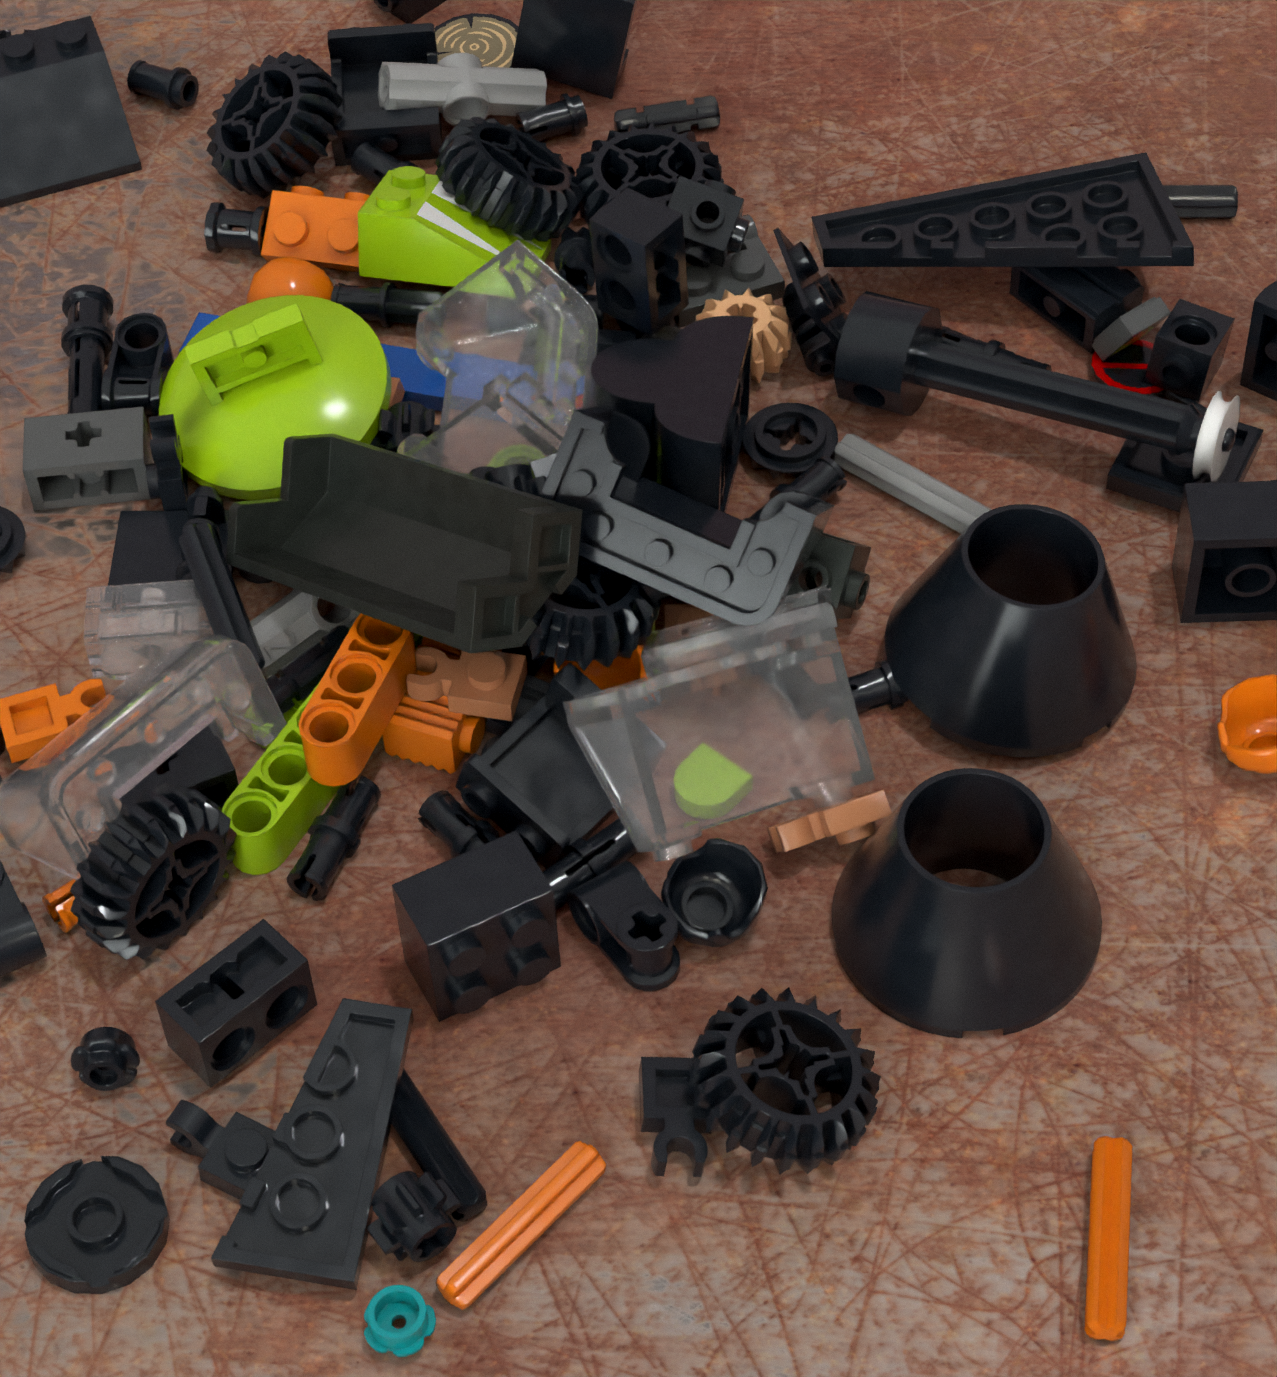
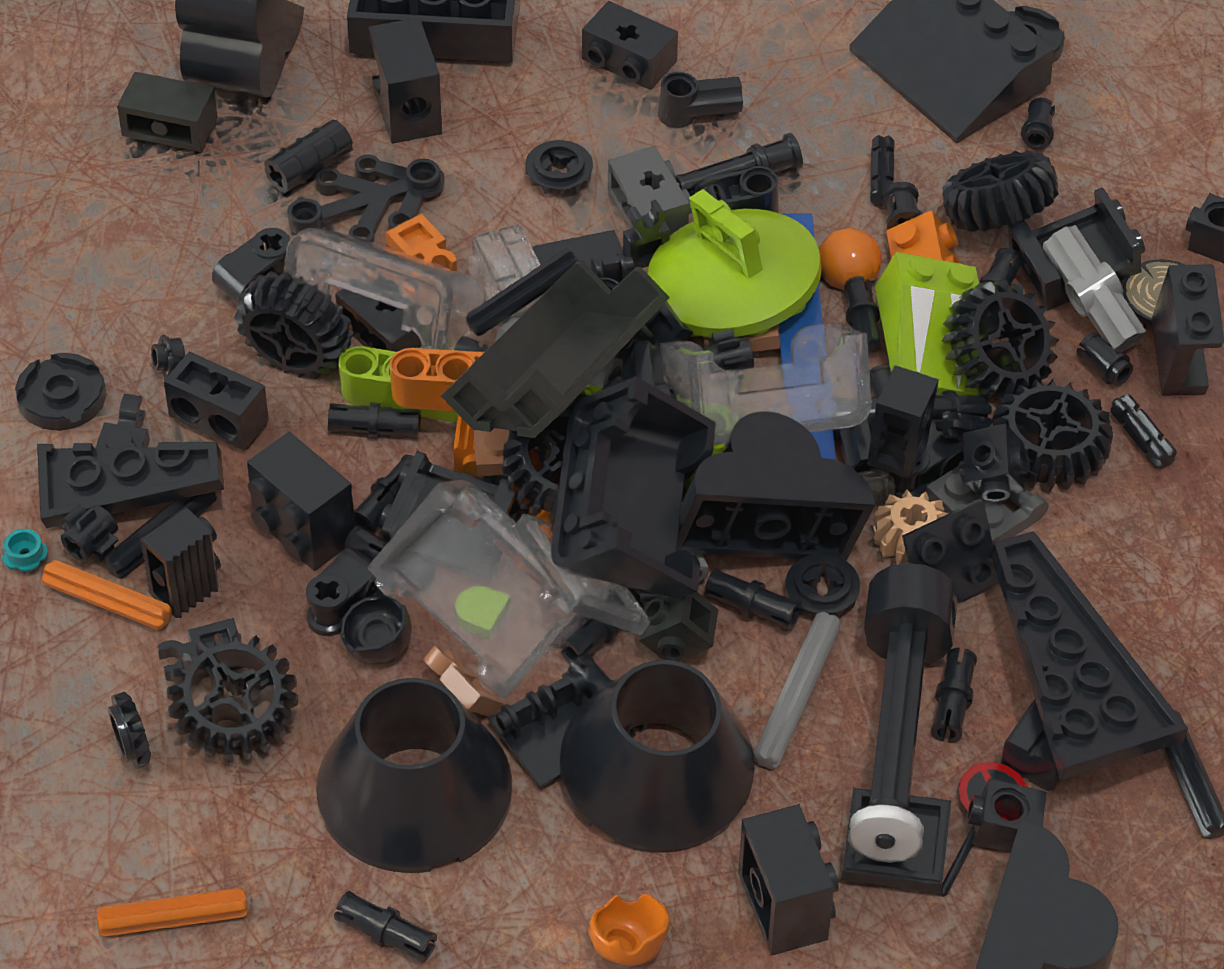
camera: 70 degrees right, 0 degrees up
(157, 236) = (881, 166): none -> black axle
(531, 1091) = (181, 561): none -> black brick
(805, 1220) = (129, 730): none -> black gear
(906, 748) = (538, 723): none -> black hinge
(1130, 328) = (1012, 770): dark grey tile -> none
(1192, 989) = (385, 927): none -> black pin

